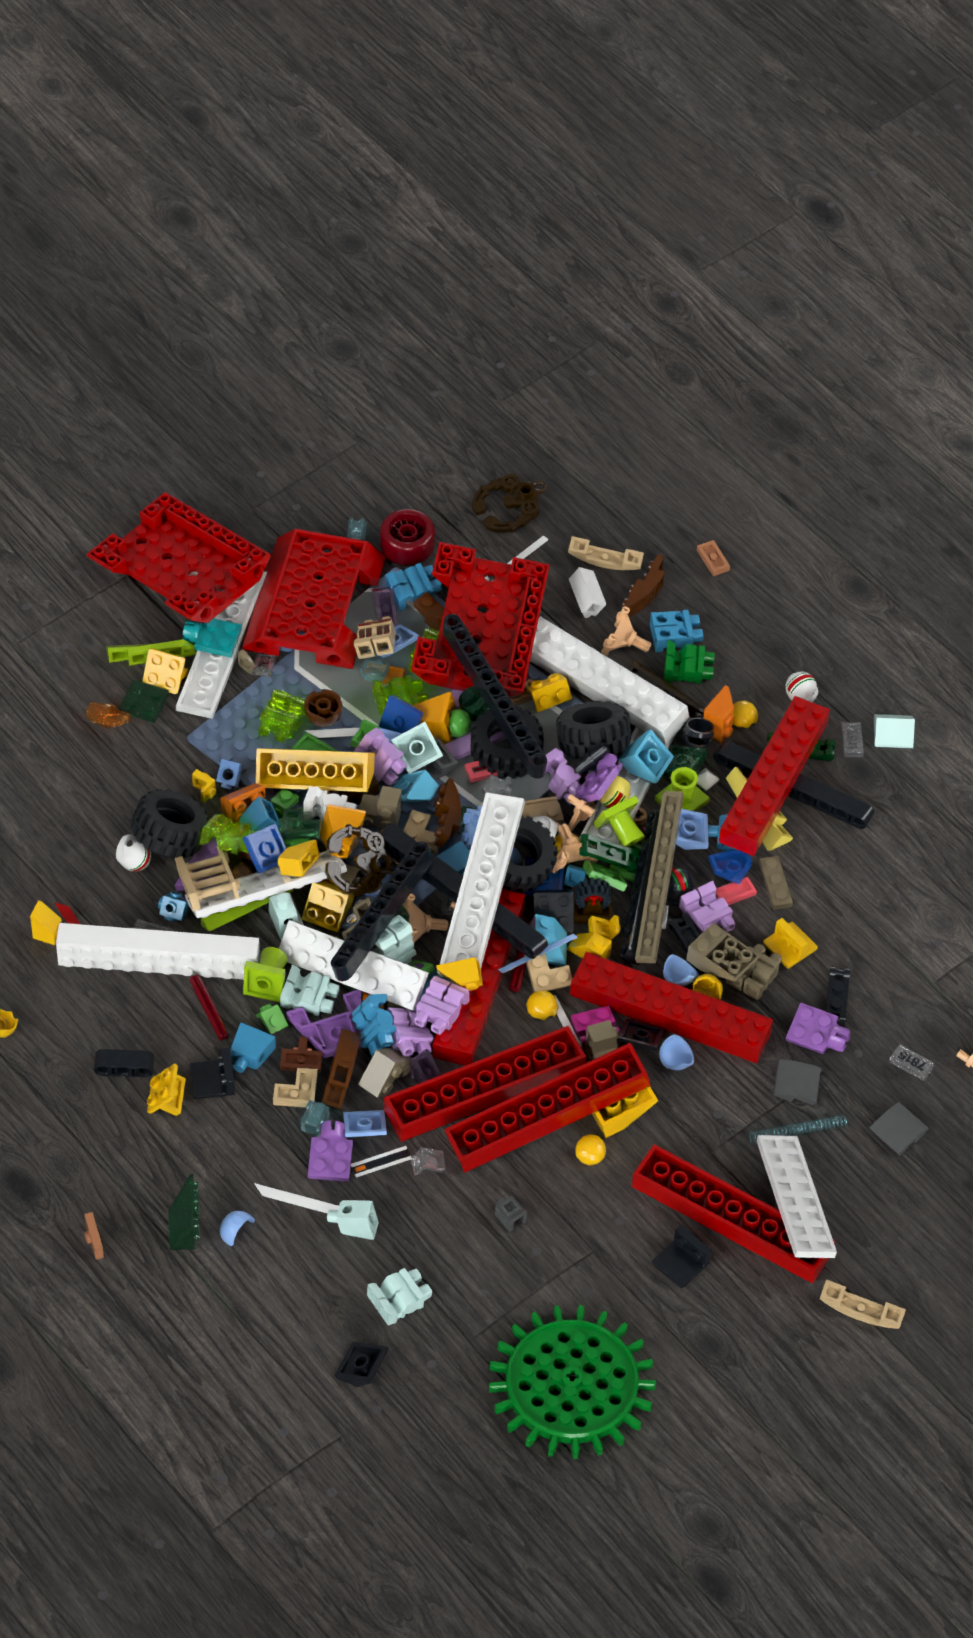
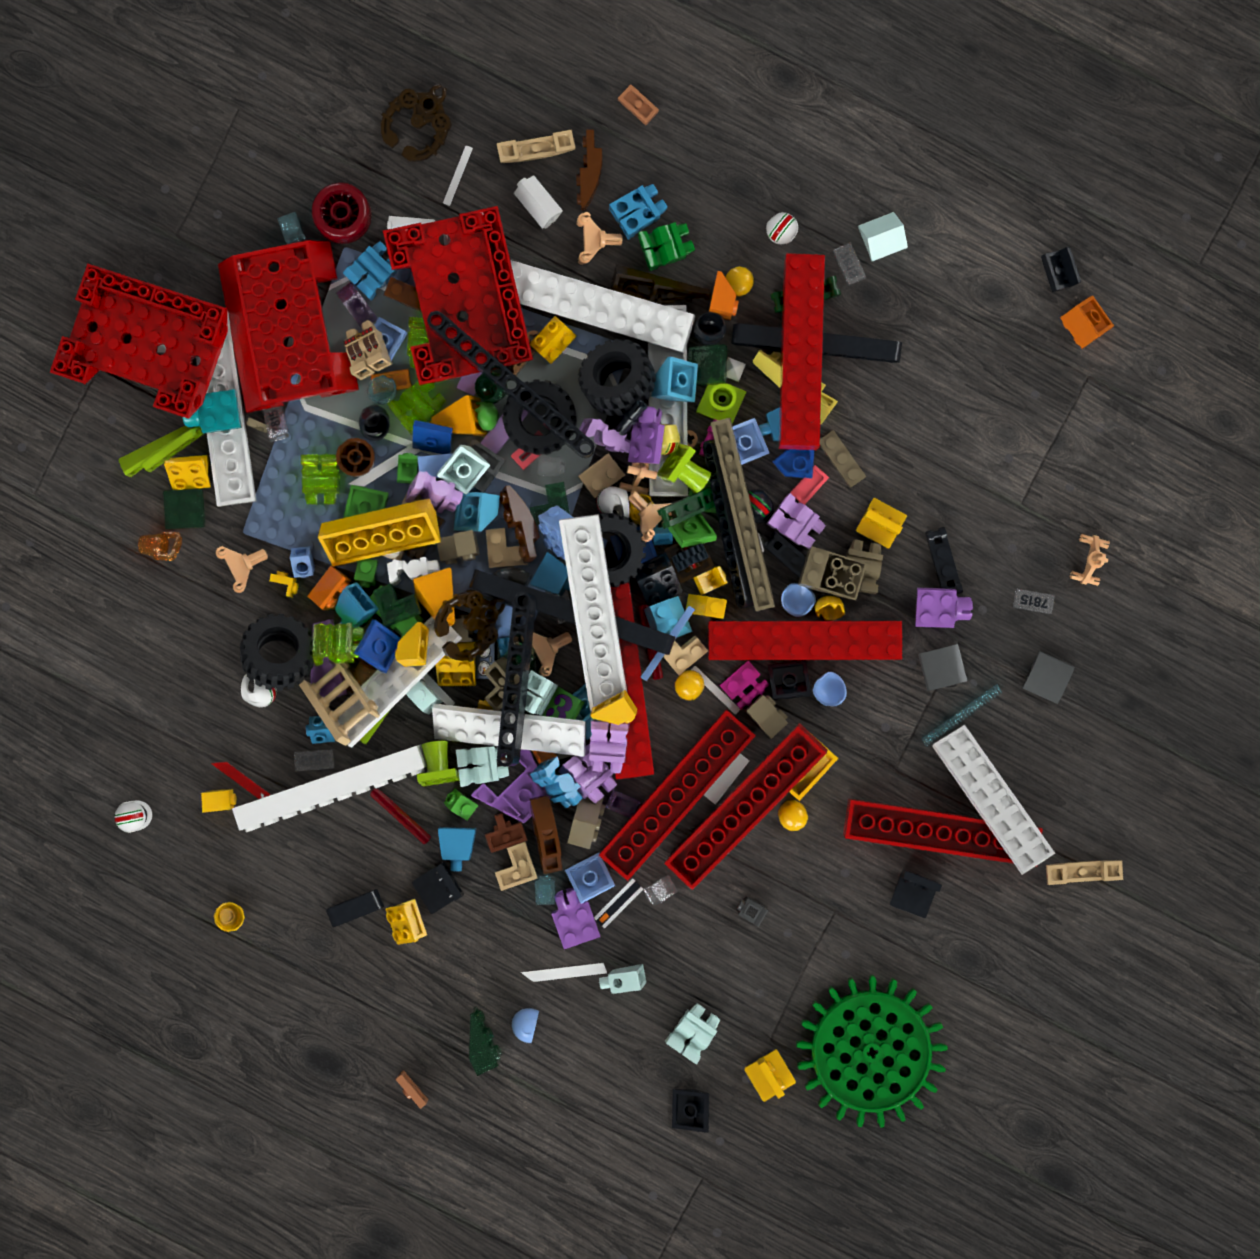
camera: 15 degrees left, 35 degrees up
(170, 755) = (240, 565): none -> light nougat axle
(354, 689) = (374, 421): none -> black helmet
(457, 1364) = (770, 1075): none -> yellow bracket

